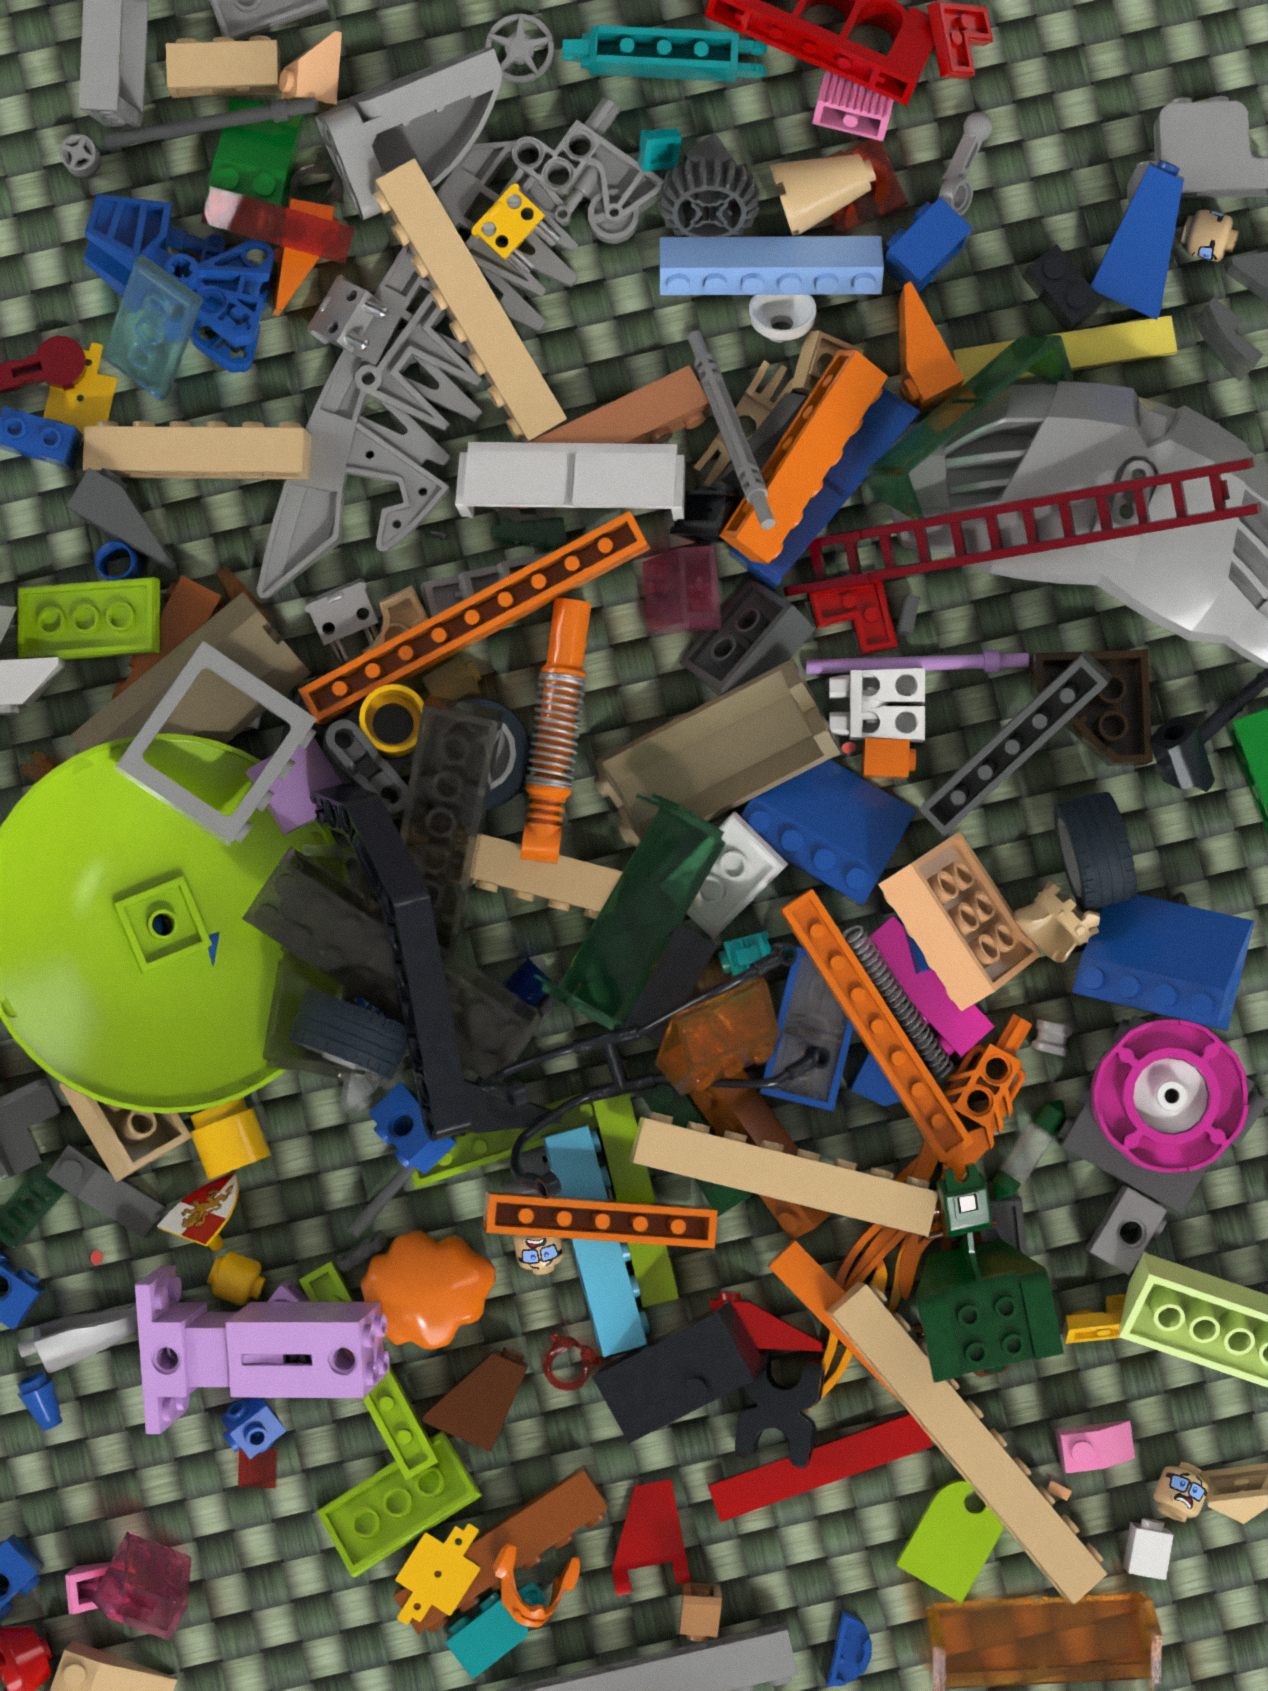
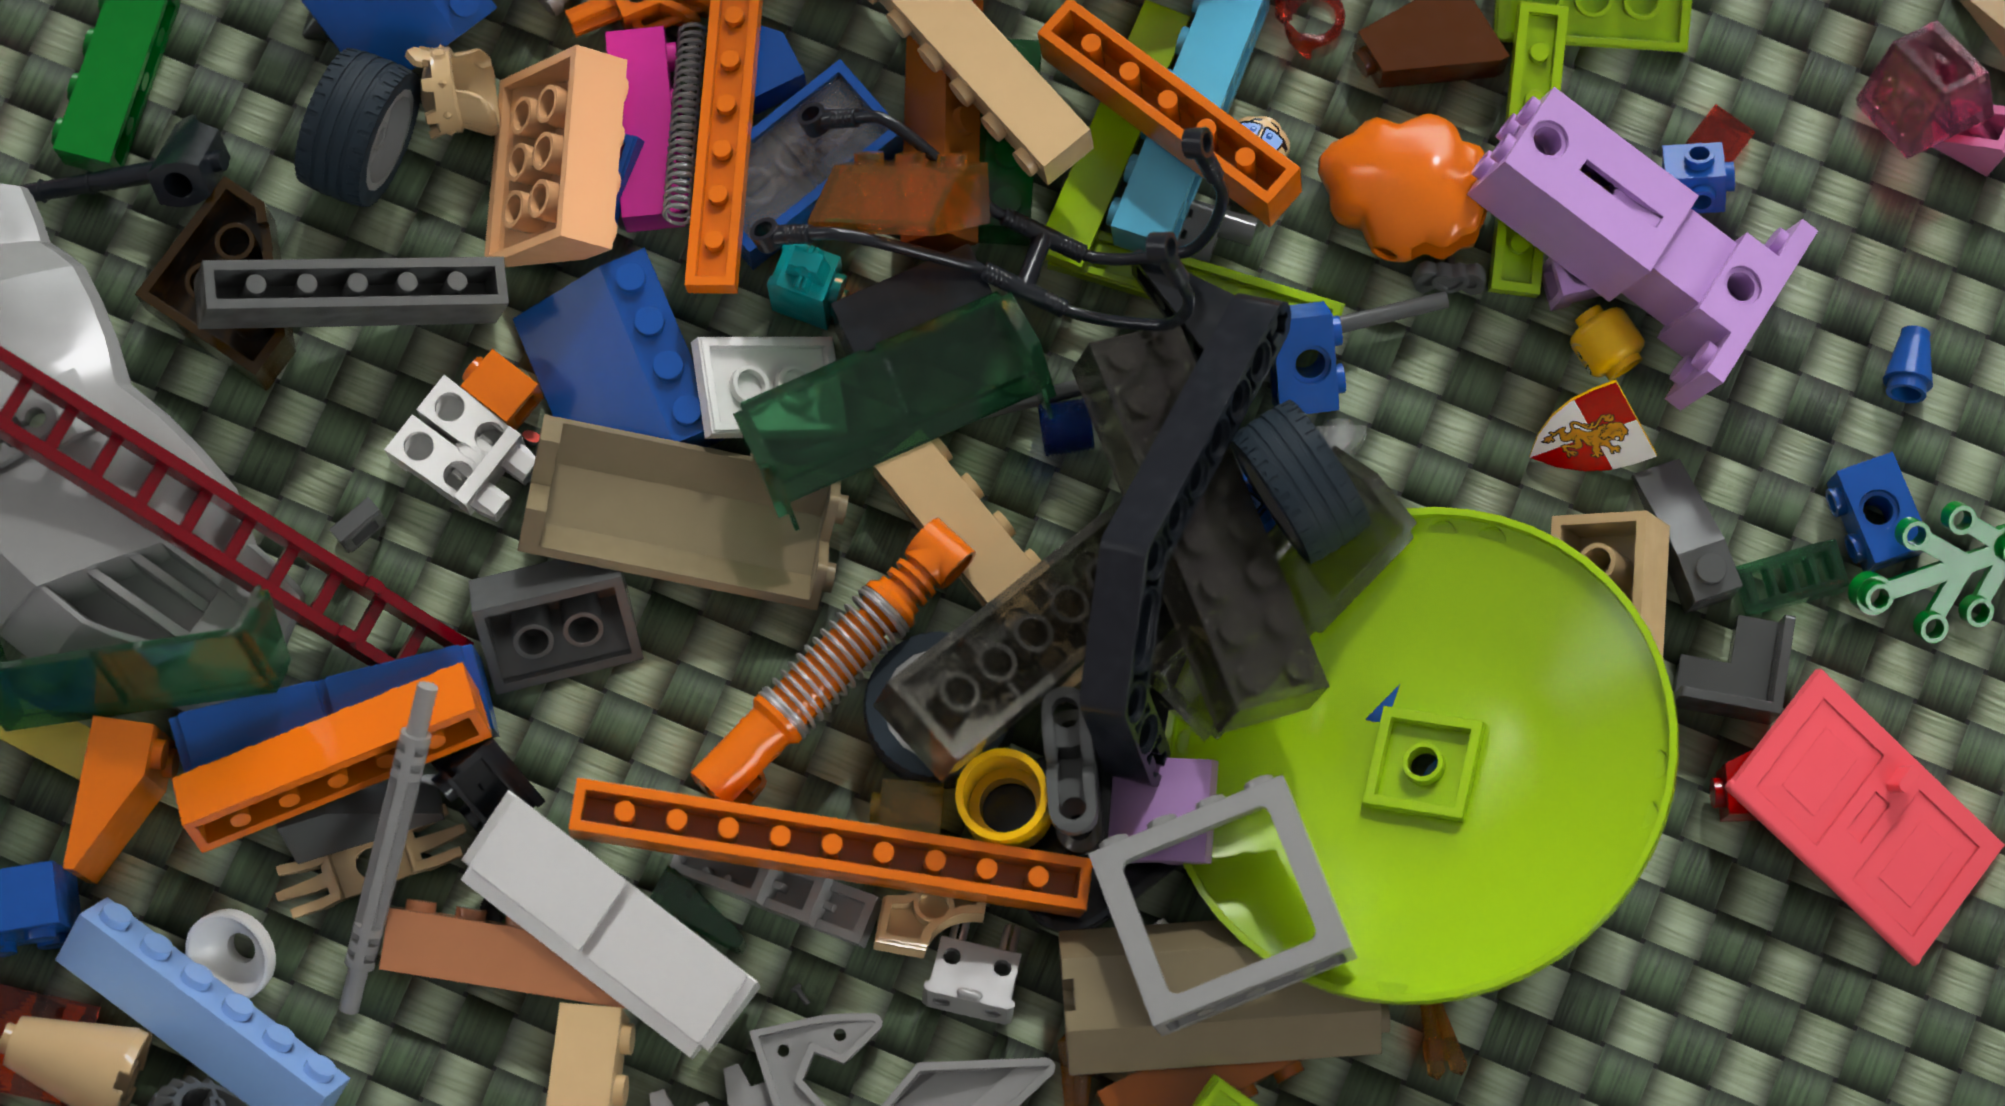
camera: 145 degrees left, 10 degrees down
(79, 1336) = (1816, 402): light grey piece -> none
(95, 1257) = (1747, 476): coral piece -> none
(228, 1137) = (1514, 479): yellow piece -> none
(682, 591) = (579, 722): clear pink slope -> none
(816, 348) = (233, 868): tan brick -> none
(863, 605) = (400, 563): red tile -> none
(988, 661) = (313, 418): lavender bar -> none

